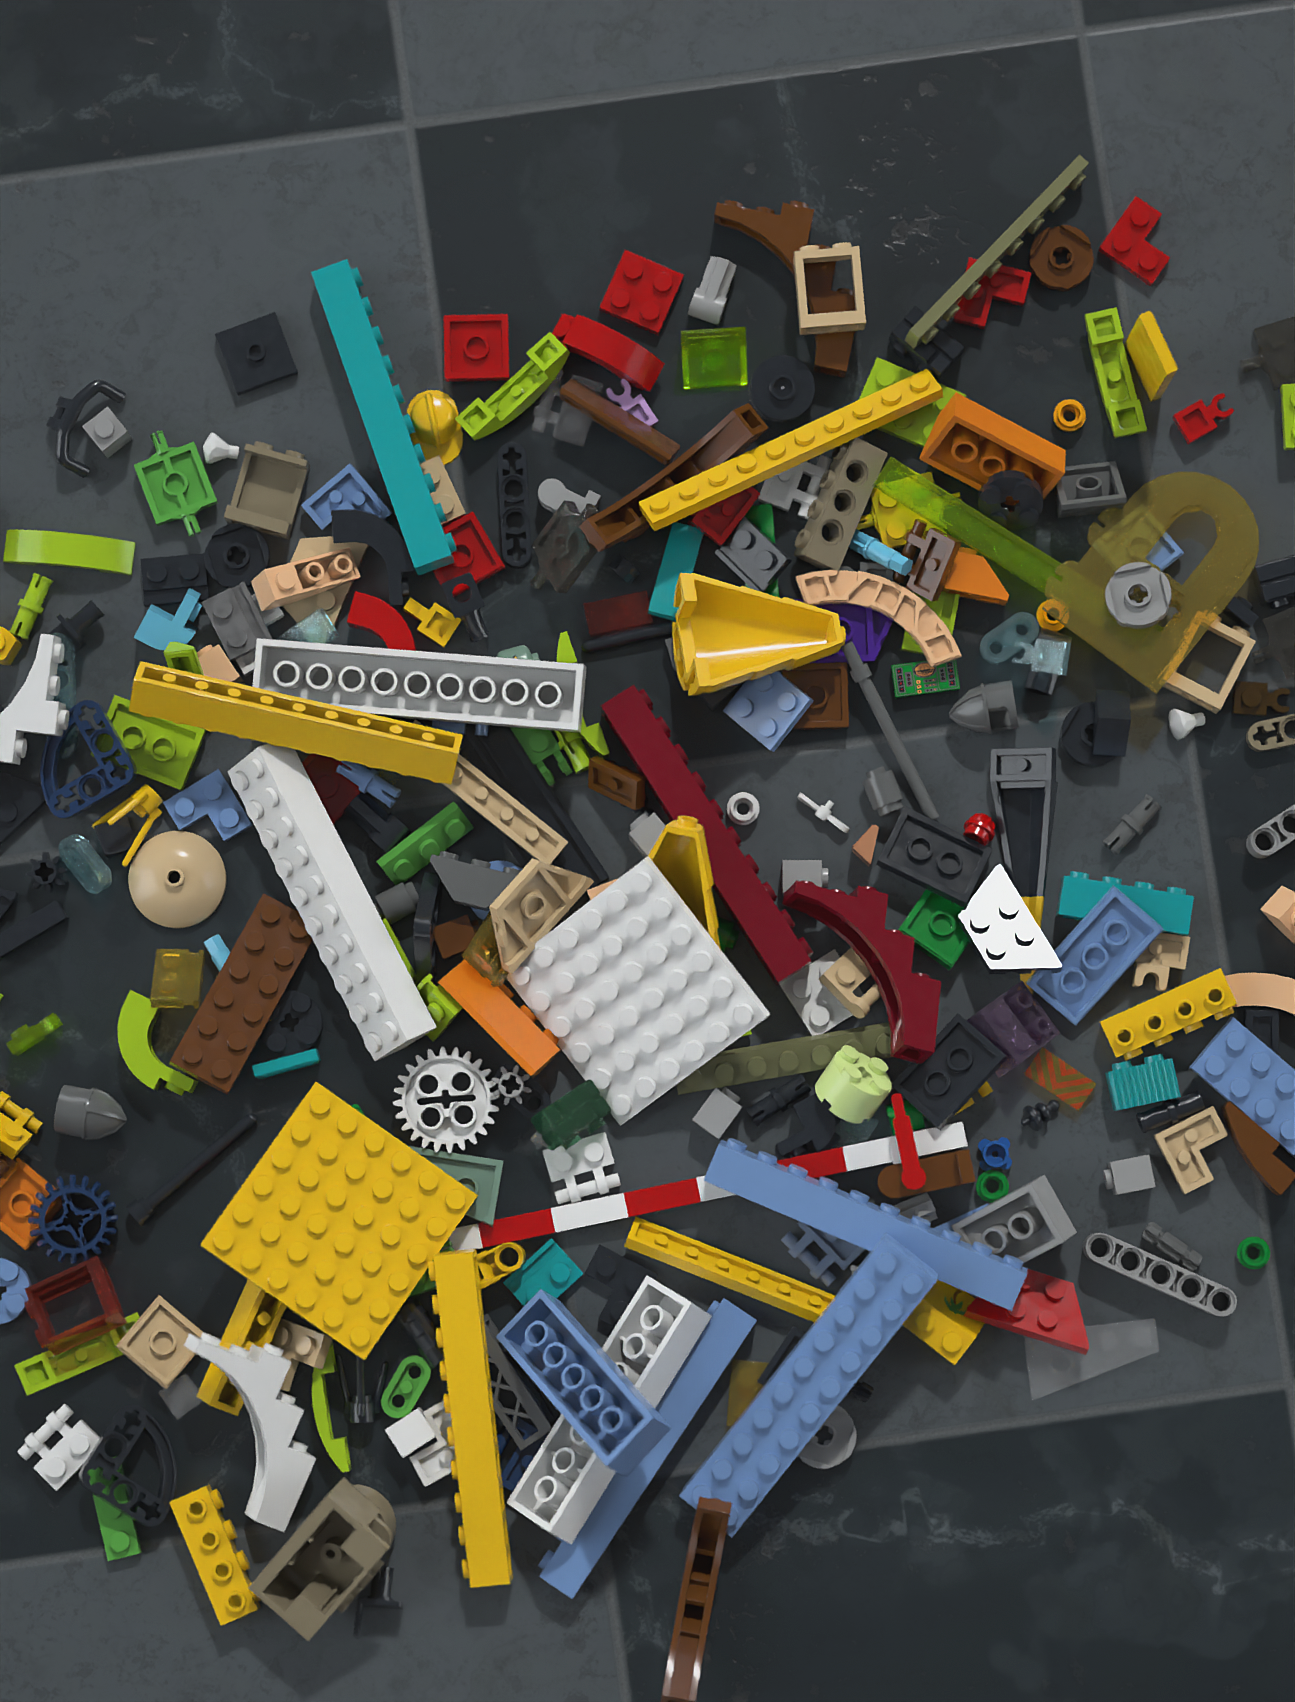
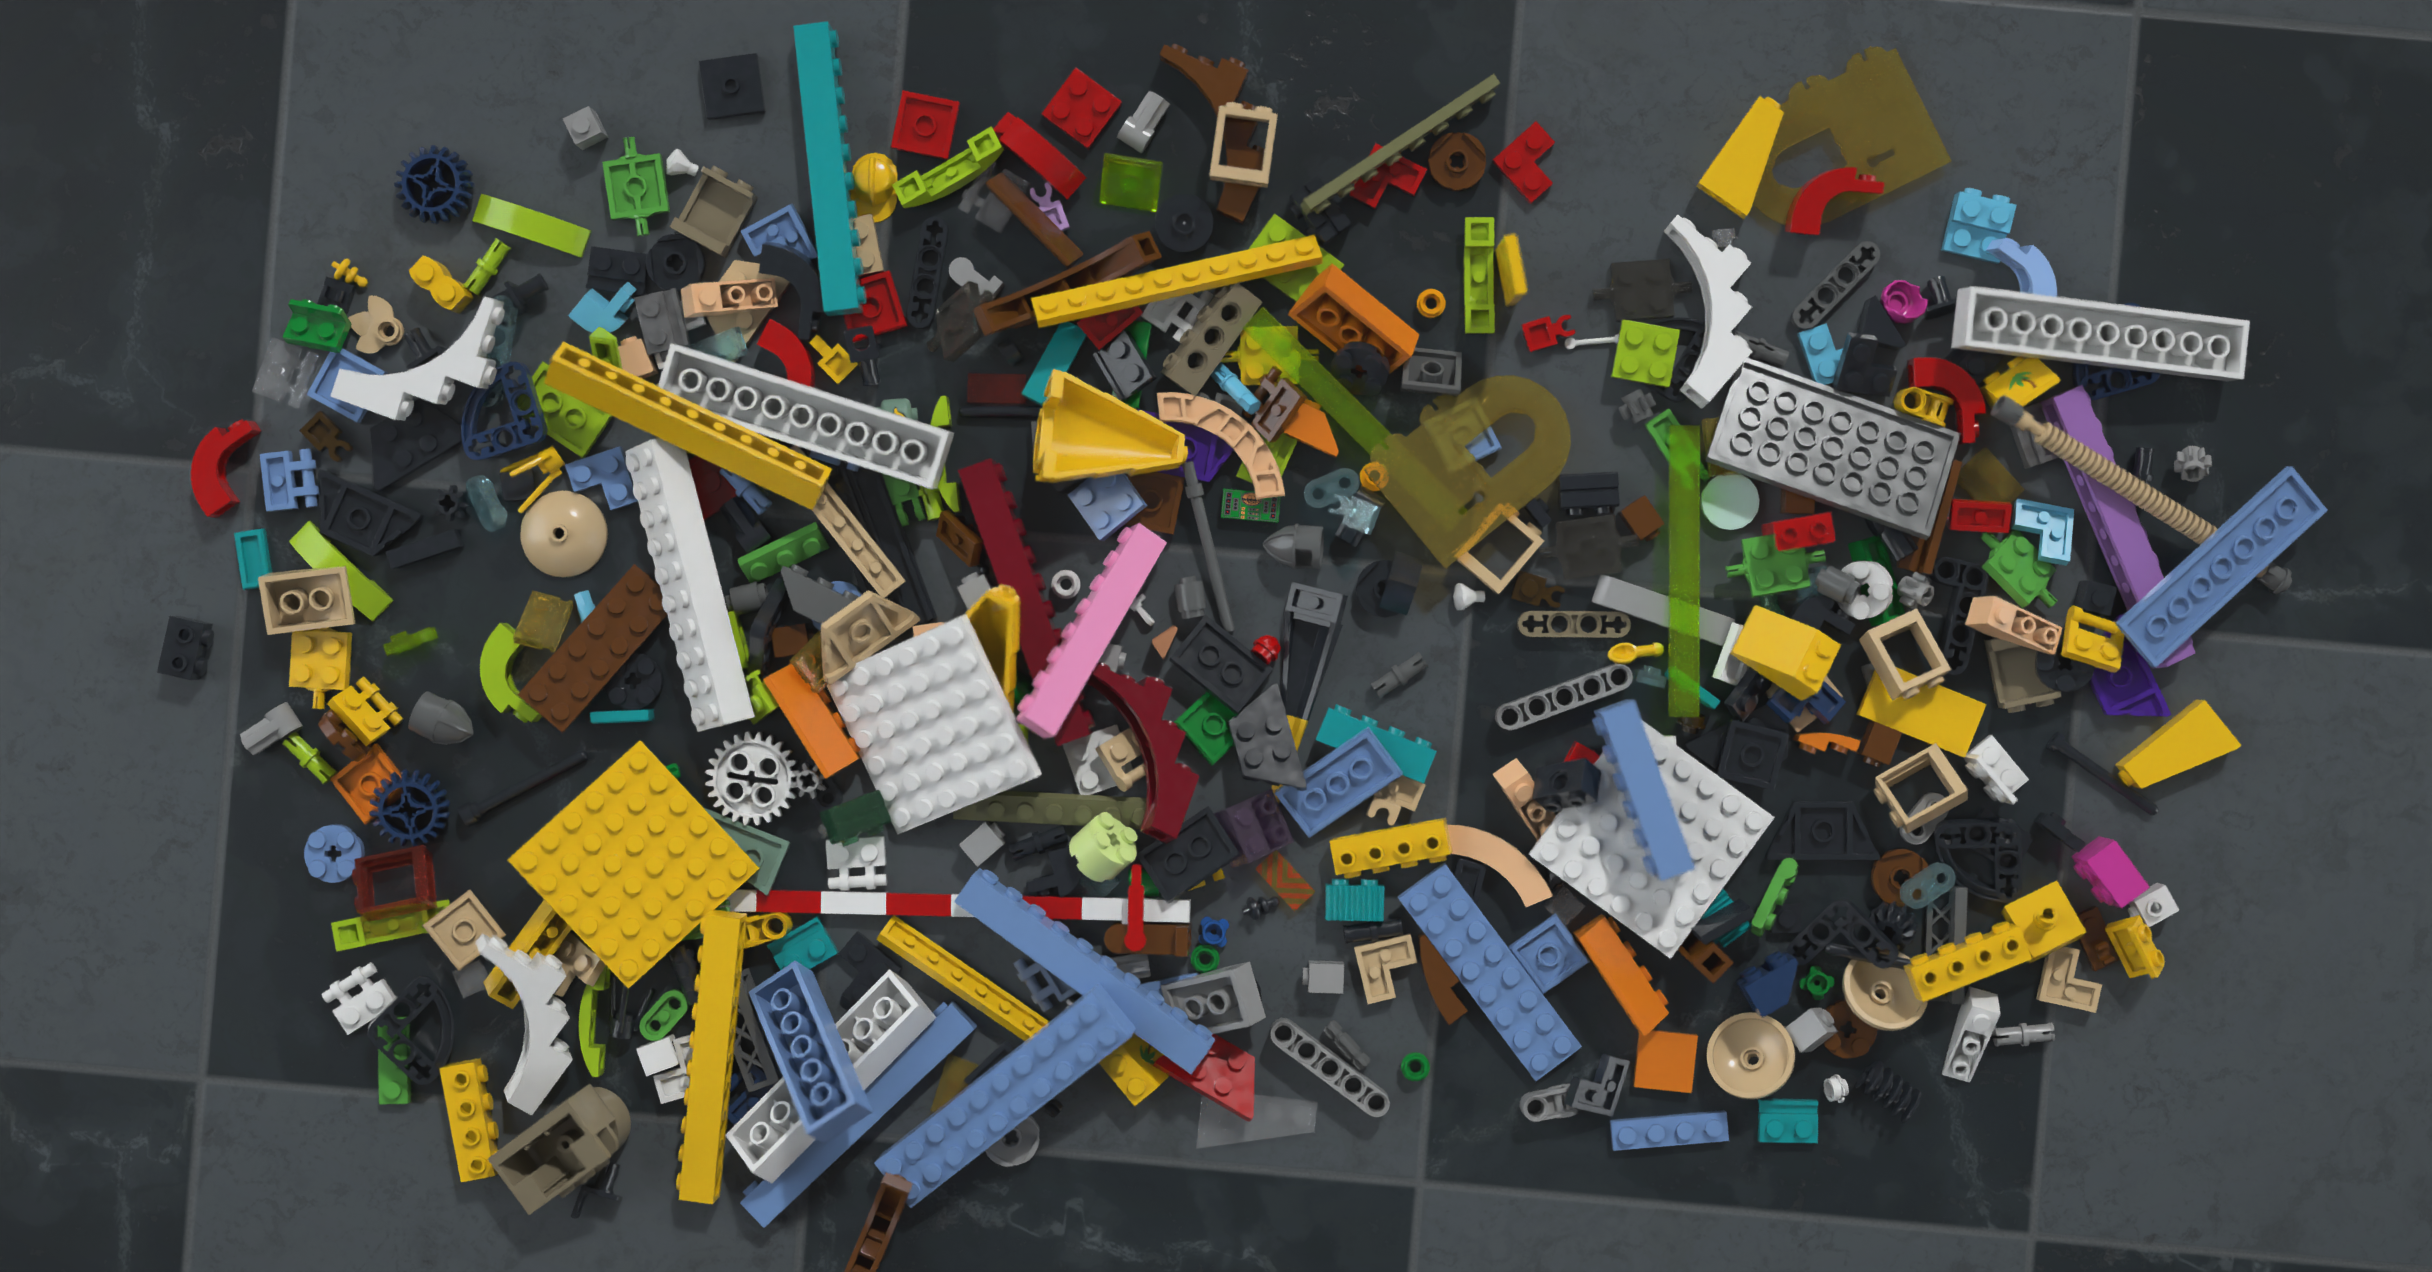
camera: 10 degrees right, 5 degrees up
(67, 415) = (552, 107): black piece -> none
(786, 847) = (1090, 631): none -> bright pink brick
(1122, 585) = (1461, 491): light grey plate -> none
(1231, 424) = (1570, 343): none -> white hinge

